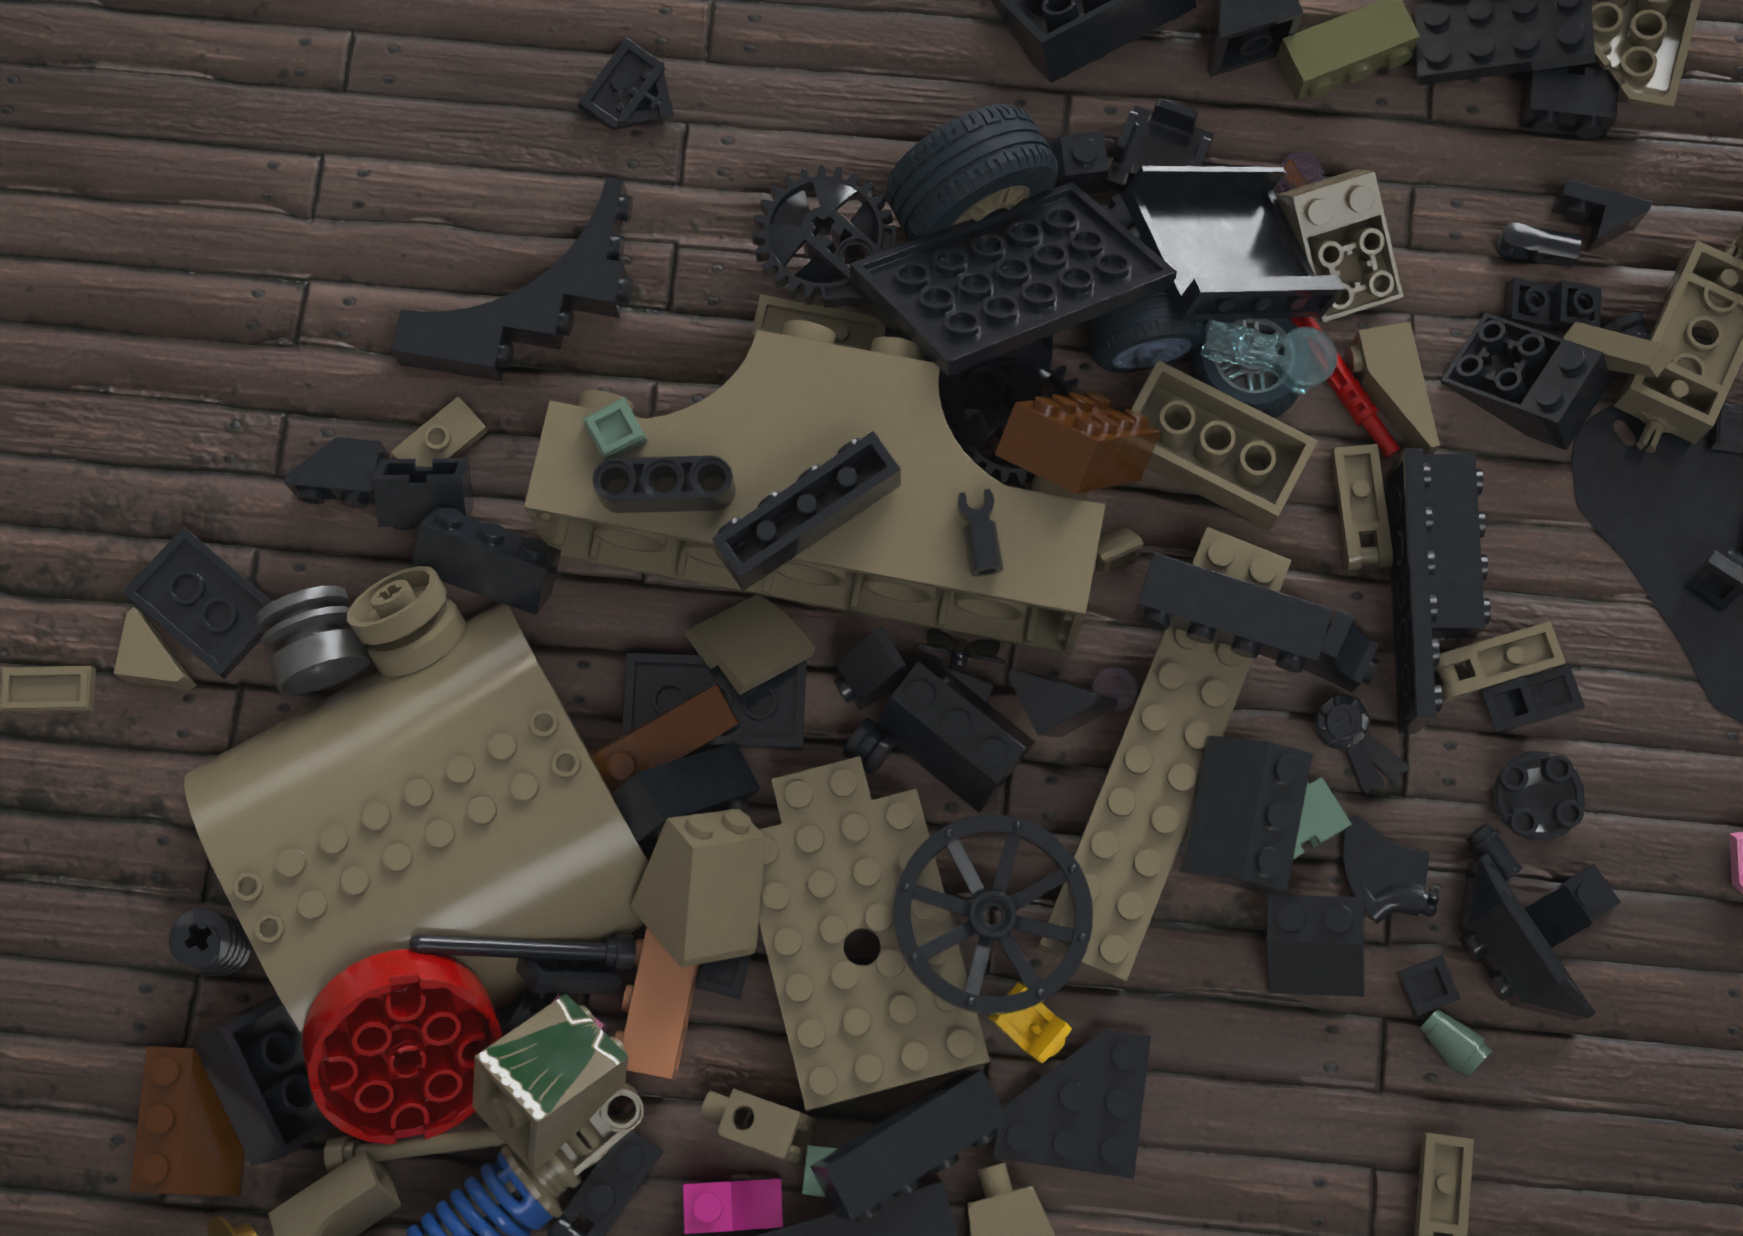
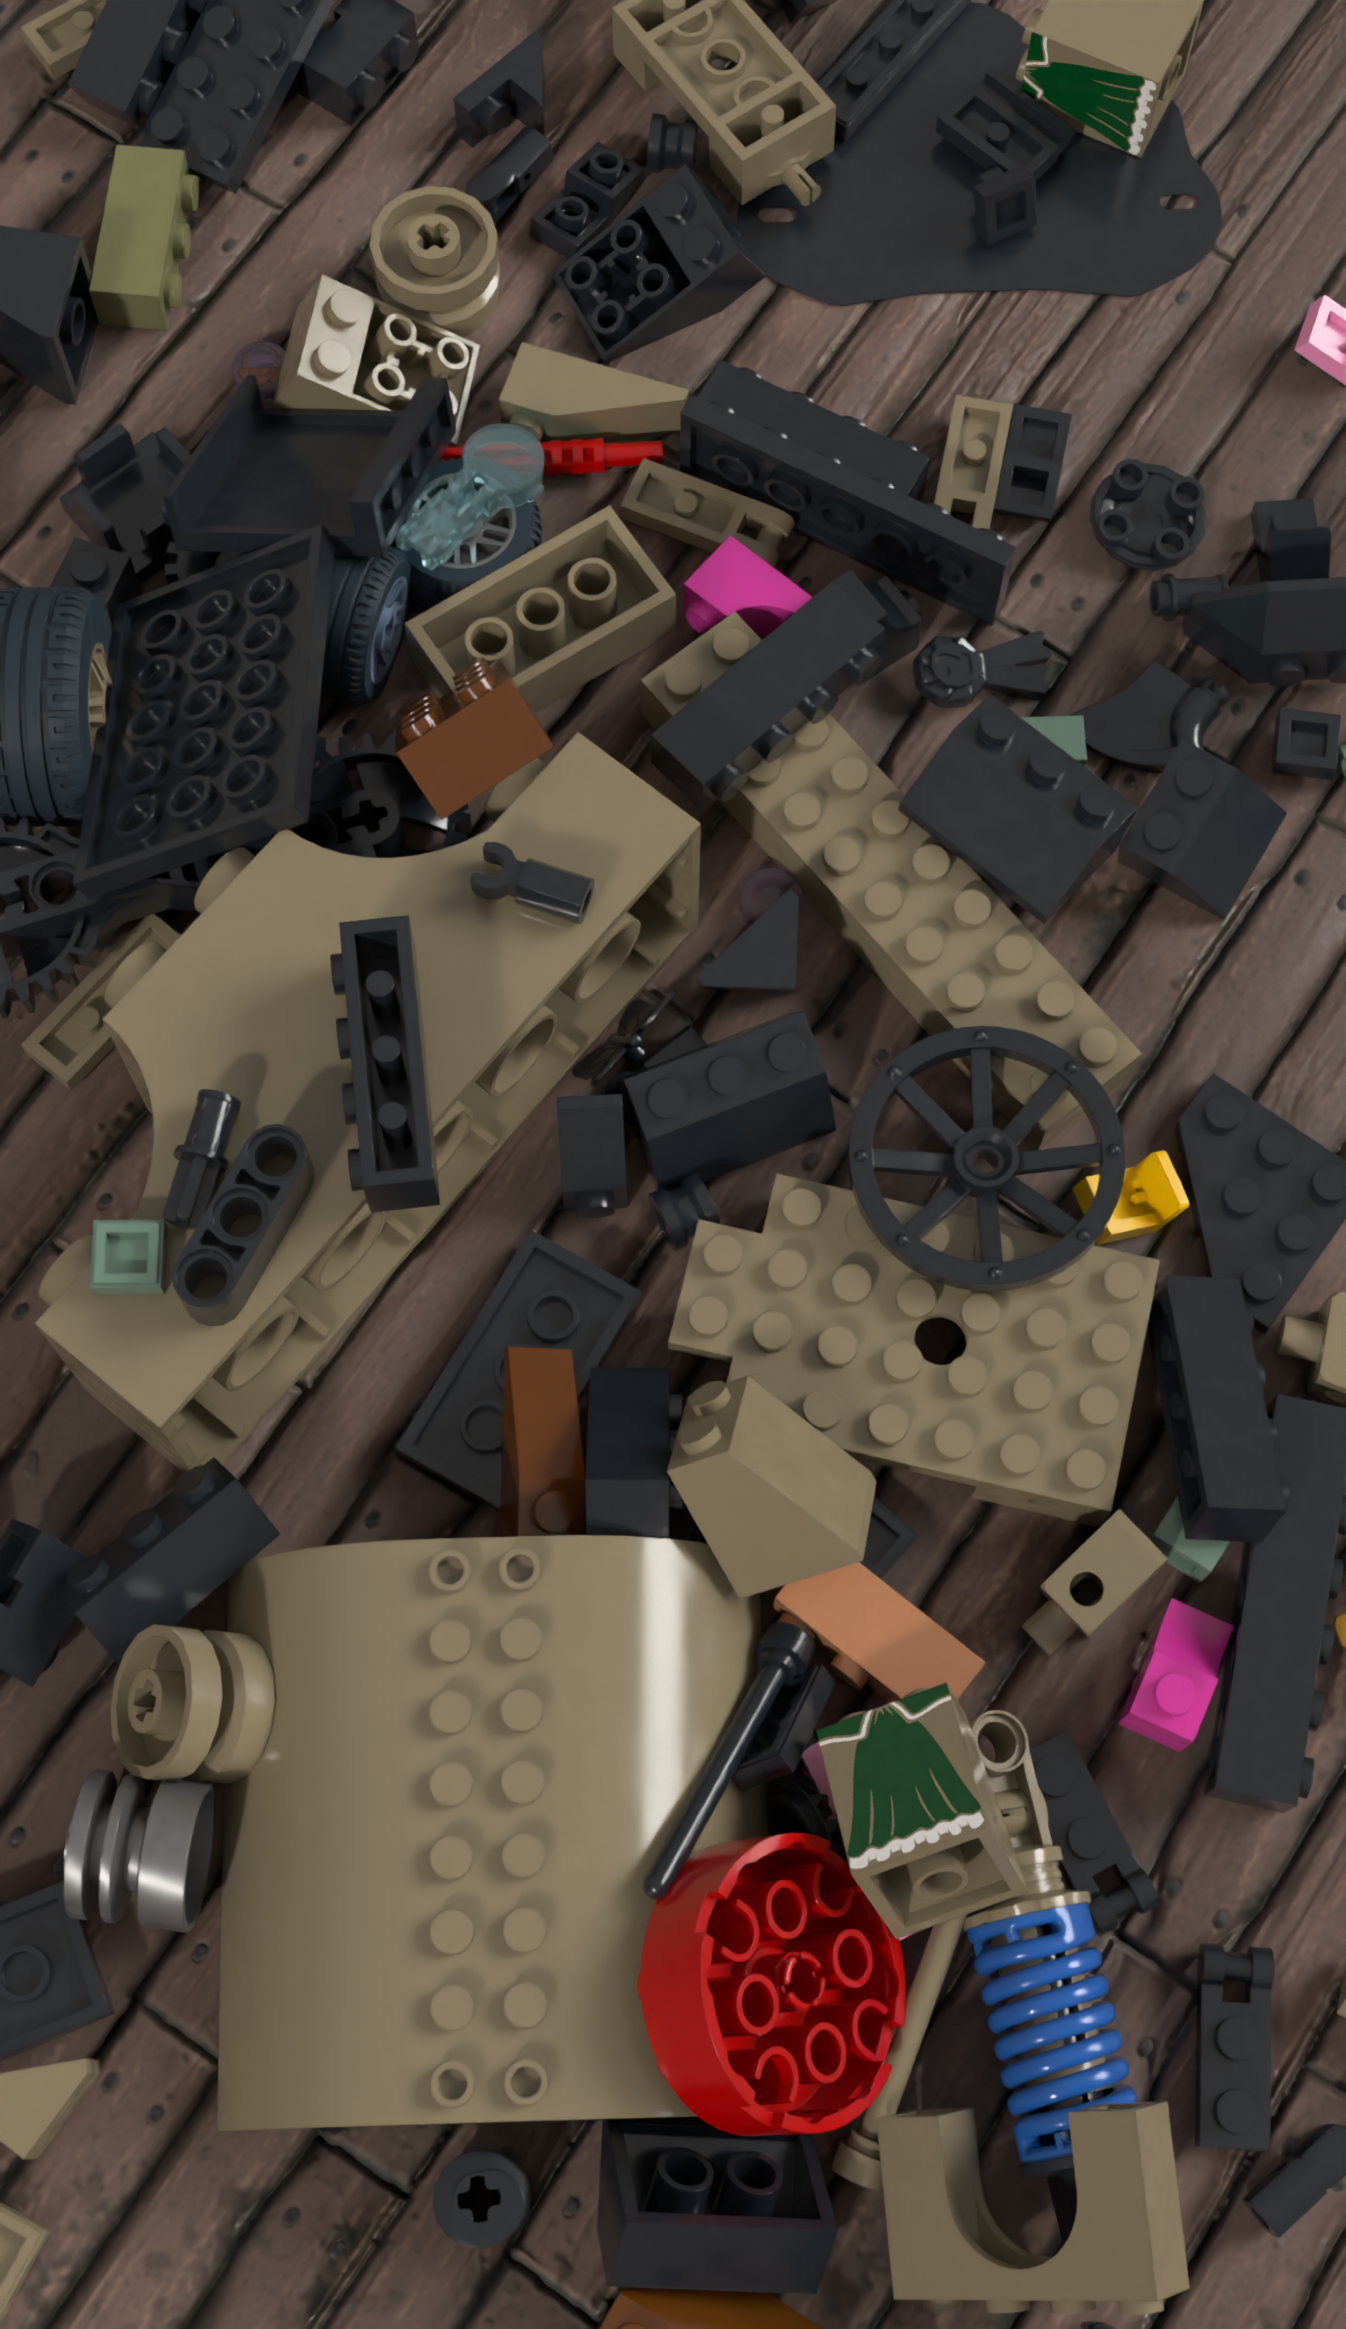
camera: 65 degrees left, 5 degrees down
(694, 436) = (201, 1158): none -> black axle
(750, 642) = (472, 1283): dark tan slope -> none
(1316, 558) = (740, 583): none -> dark pink arch
(1440, 236) = (438, 258): none -> dark tan wheel
(1622, 351) = (696, 144): dark tan piece -> none

